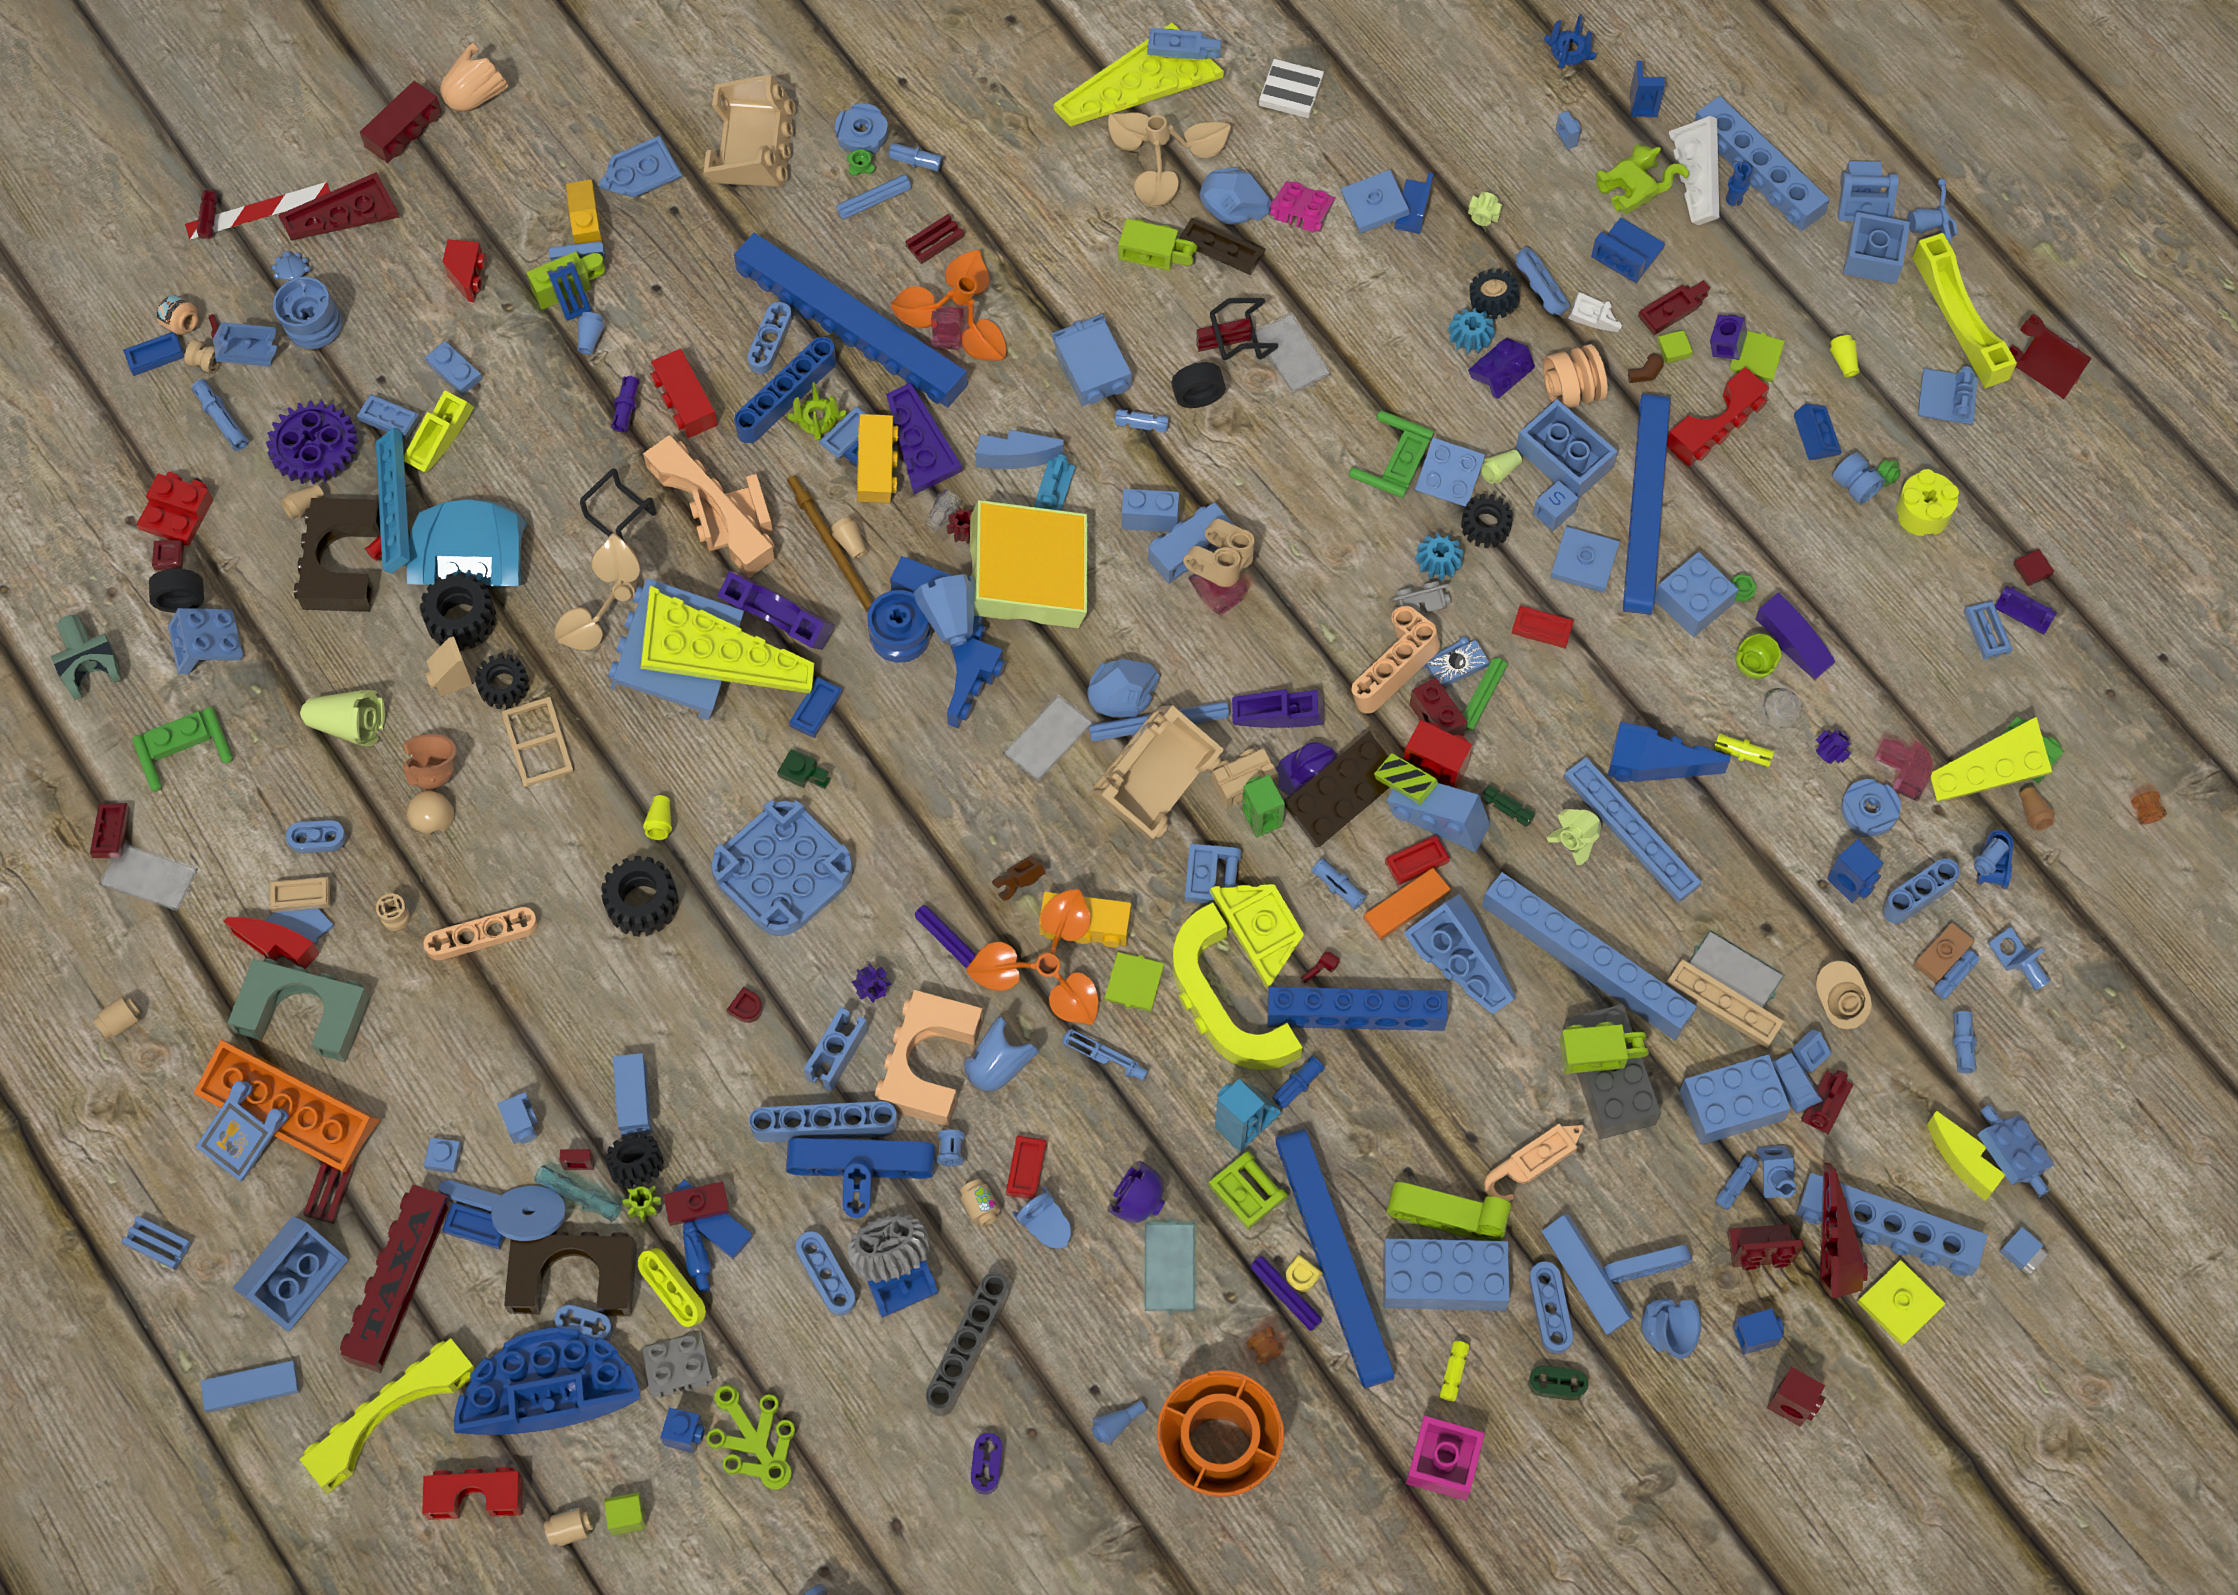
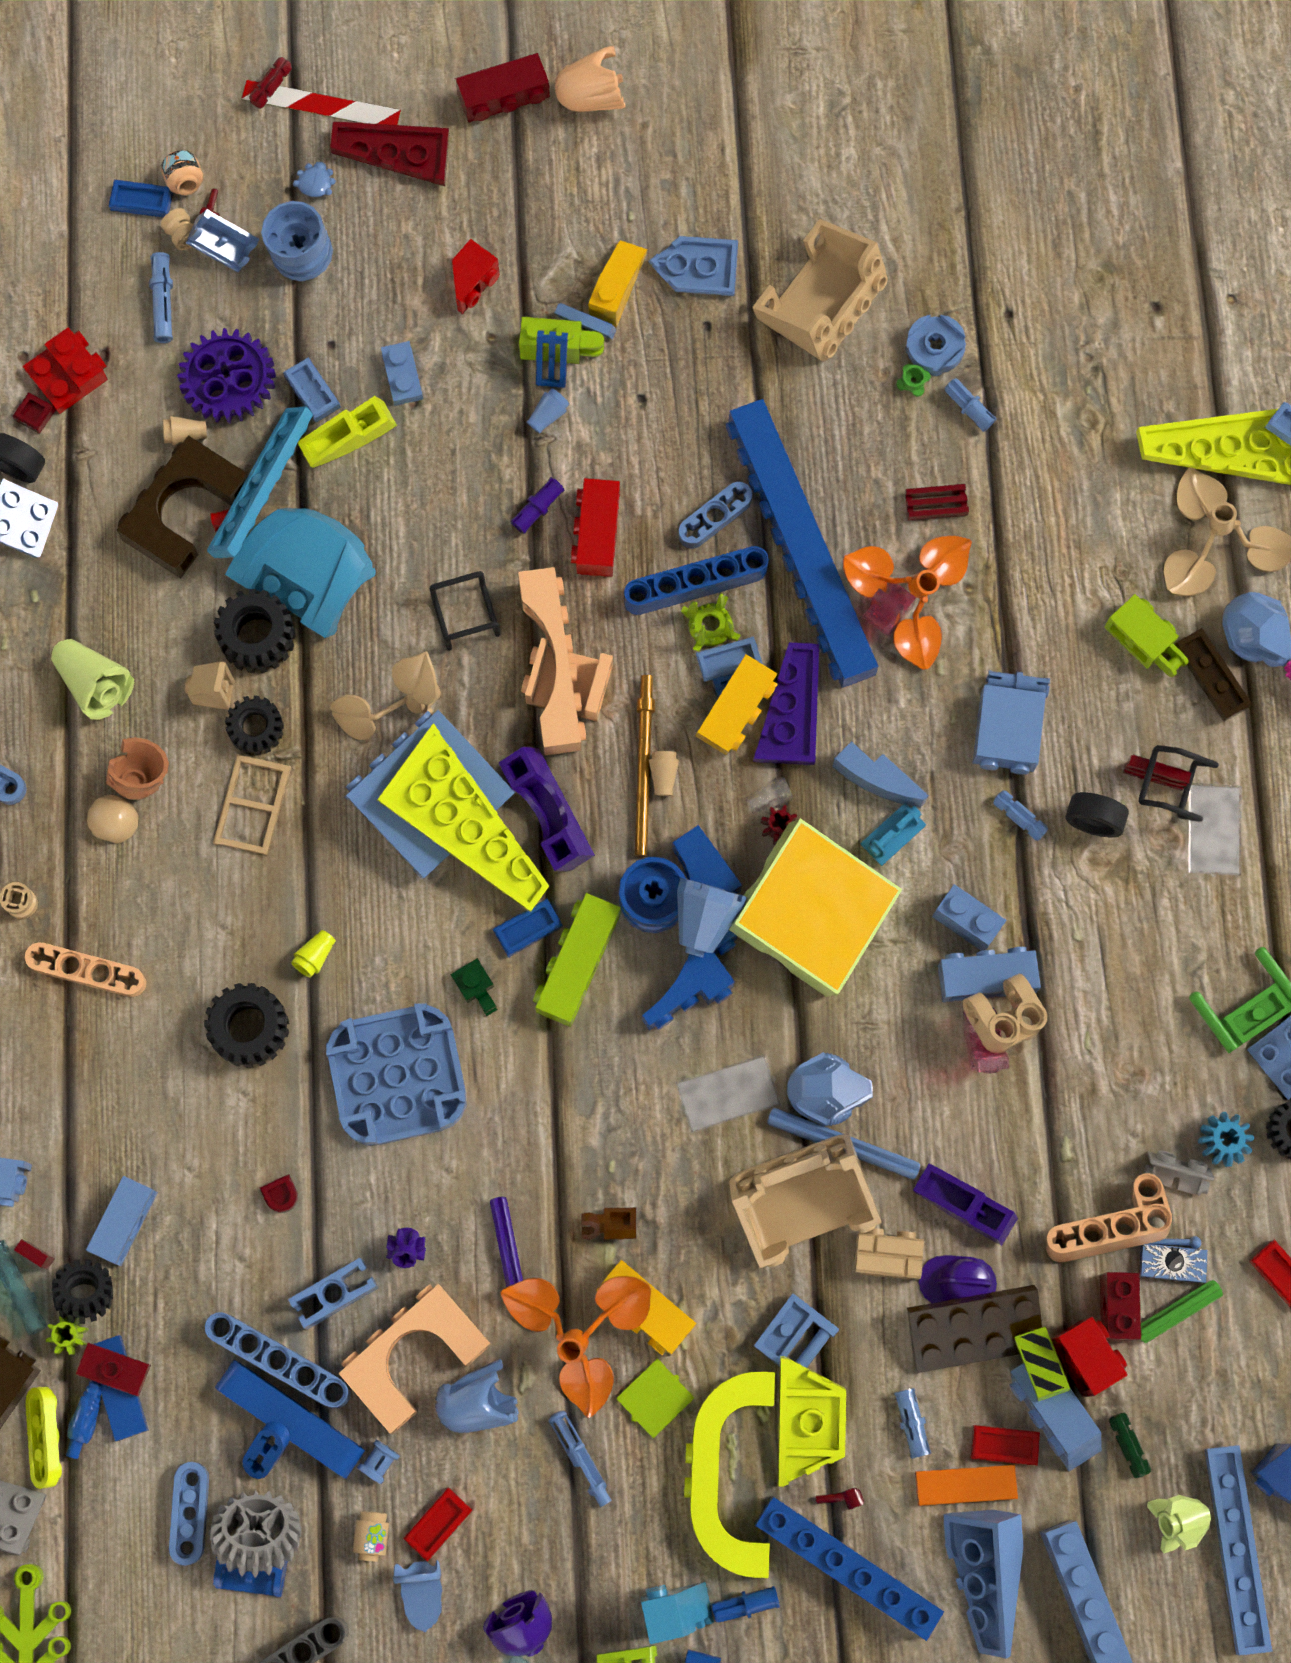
camera: 30 degrees right, 10 degrees up
(870, 705) = (578, 959): none -> lime brick
(873, 196) = (904, 423): medium blue axle -> none
(1262, 805) = (885, 1300): bright green brick -> none

